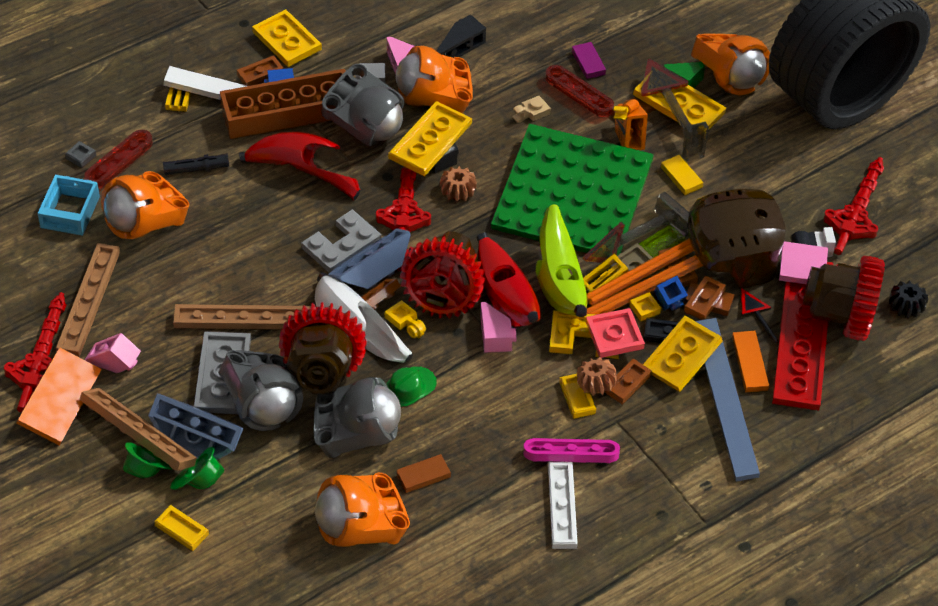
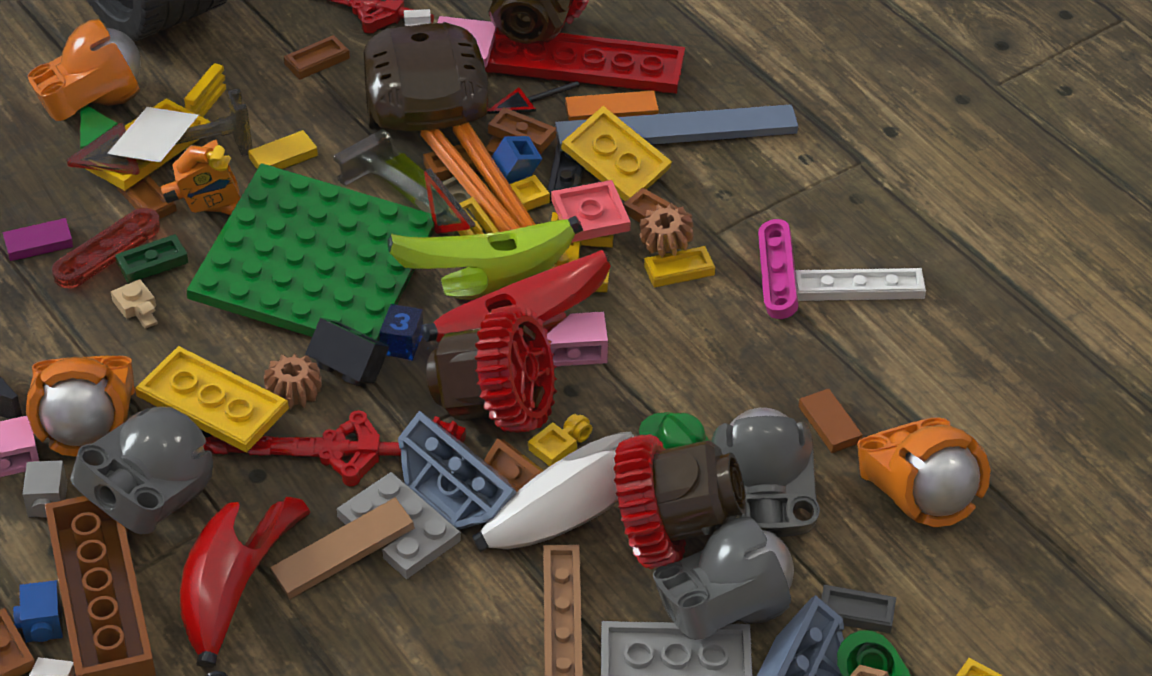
camera: 90 degrees left, 5 degrees down
(256, 474) = (861, 608): none -> dark grey tile
(319, 211) = (342, 548): none -> medium nougat tile
(479, 206) = (347, 351): none -> black brick
(505, 235) = (402, 331): none -> clear blue brick
(569, 112) = (151, 258): none -> dark green plate
(675, 96) = (153, 134): none -> white sticker
(735, 128) = (206, 91): none -> yellow tile
(789, 190) = (316, 57): none -> dark orange tile

